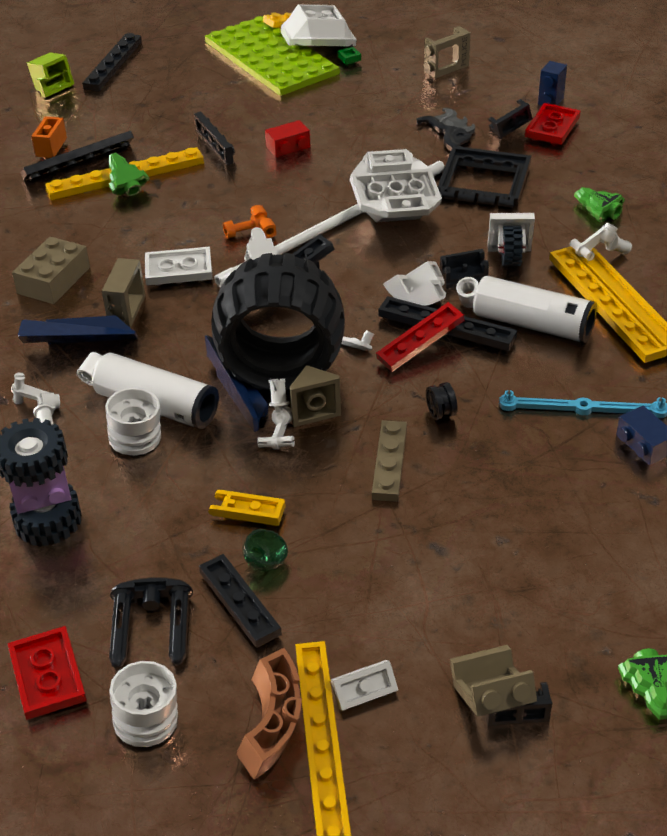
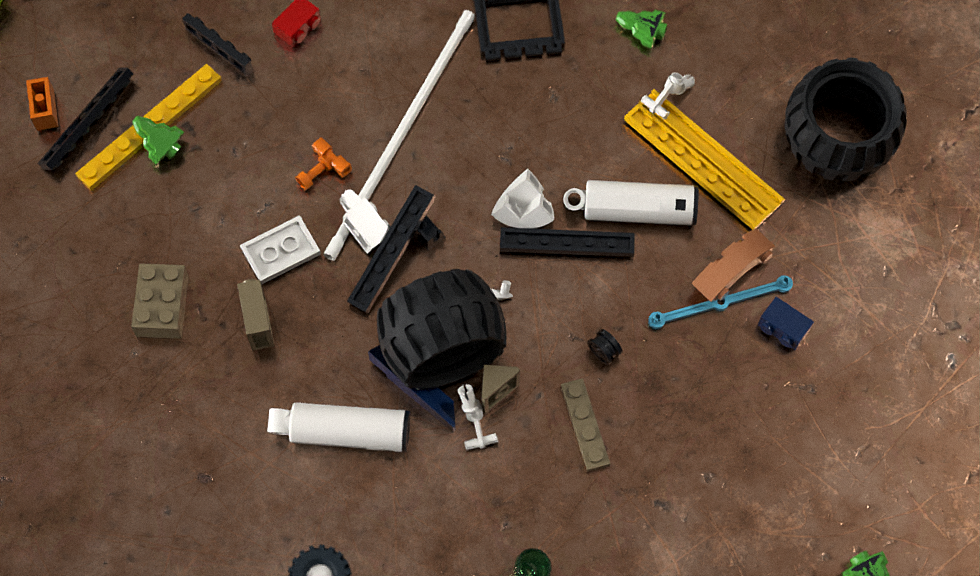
camera: 25 degrees left, 25 degrees up
(46, 401) = (253, 470): white pin -> none
(75, 330) = (230, 374): dark blue wedge -> none
(133, 421) = (352, 459): white wheel -> none
(248, 507) = (494, 524): yellow hinge -> none
(394, 186) = (454, 61): white piece -> none
(420, 336) = (554, 273): red plate -> none
(463, 265) = (555, 164): black hinge -> none
(511, 236) = (586, 114): white plate -> none
(607, 368) = (736, 261): none -> nougat brick

